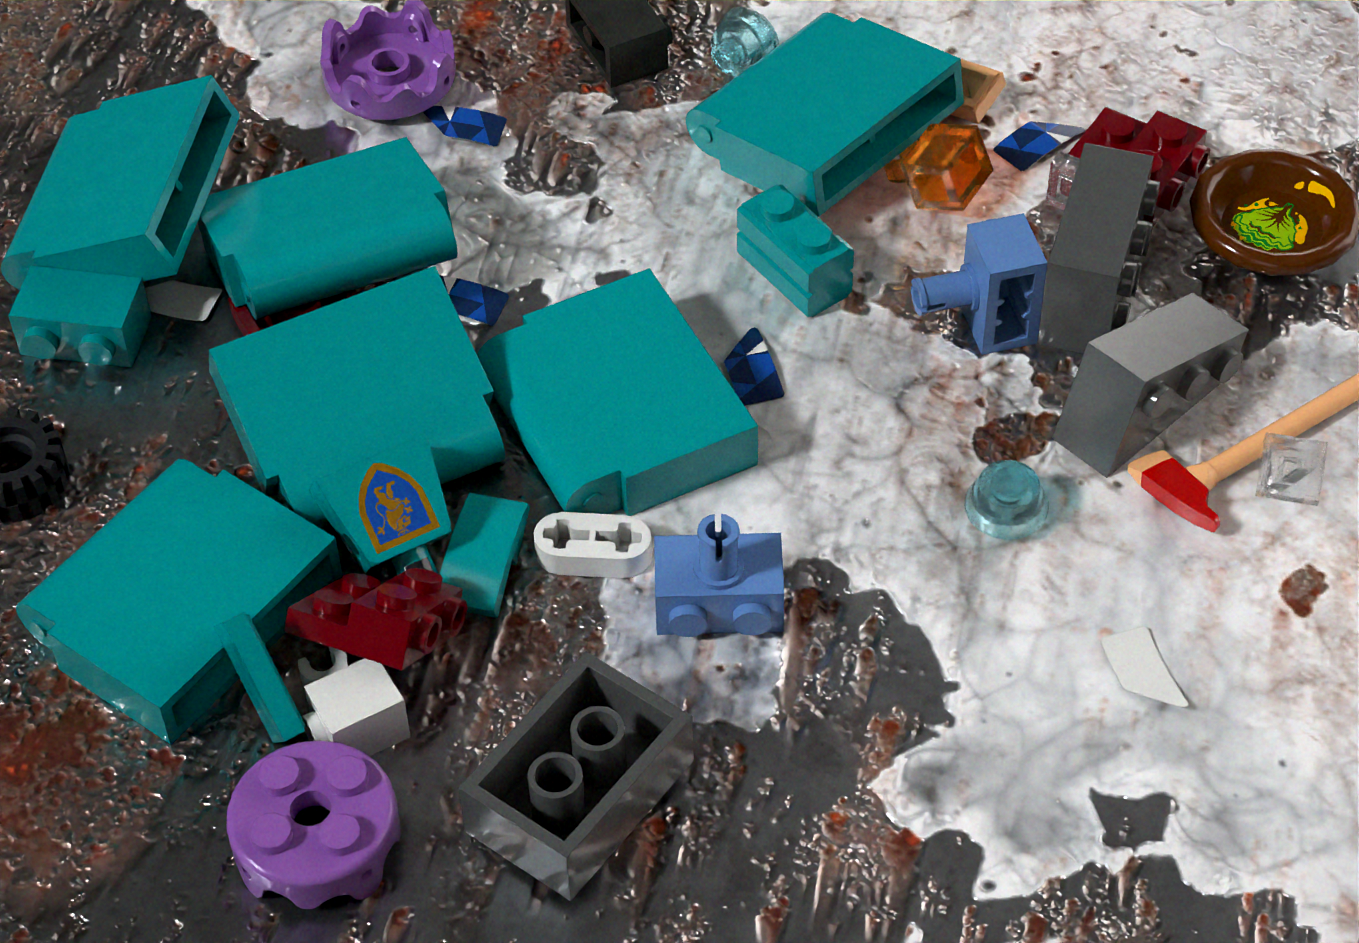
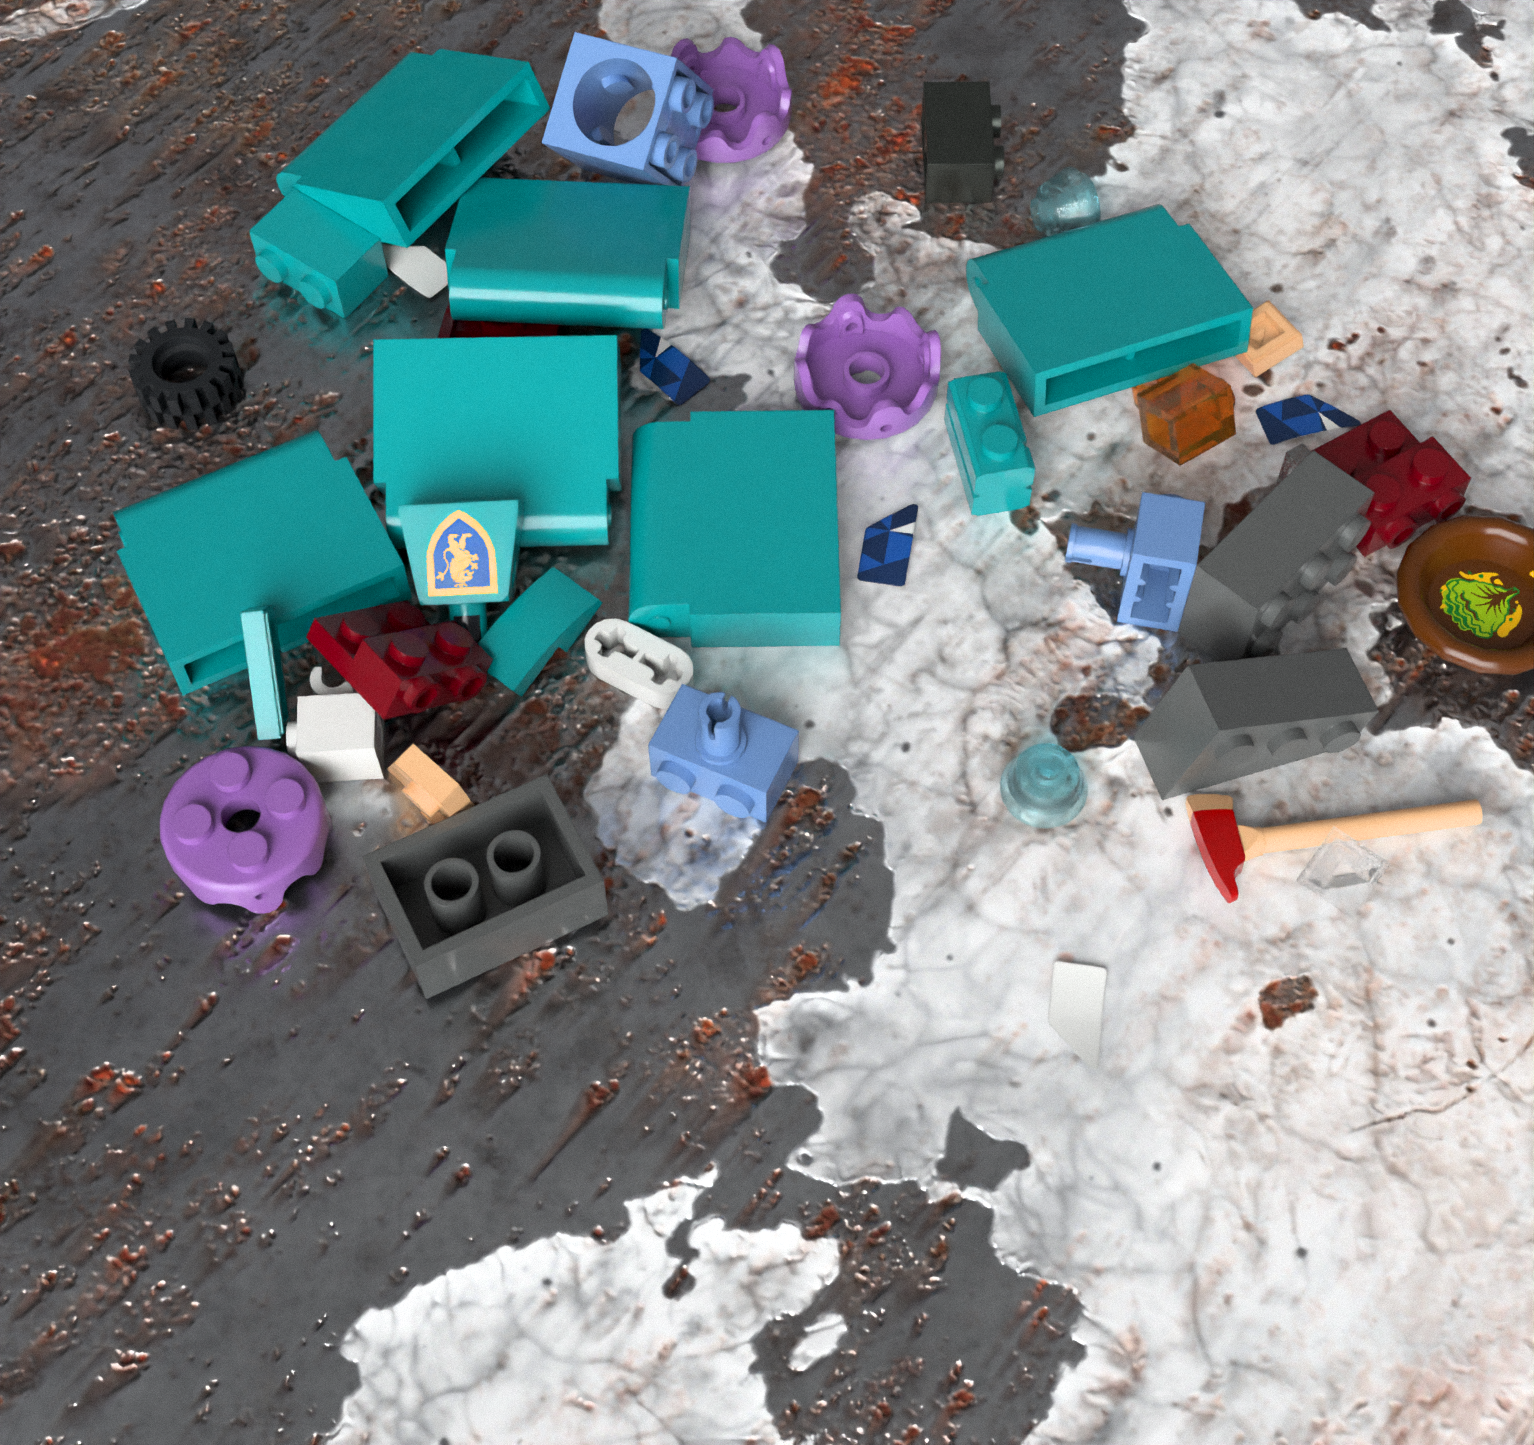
camera: 25 degrees right, 10 degrees up
(286, 62) = (596, 86): none -> medium blue brick
(467, 124) = (770, 190): sticker -> none
(473, 708) = (429, 786): none -> light nougat wing
(654, 206) = (858, 341): none -> medium lavender plate

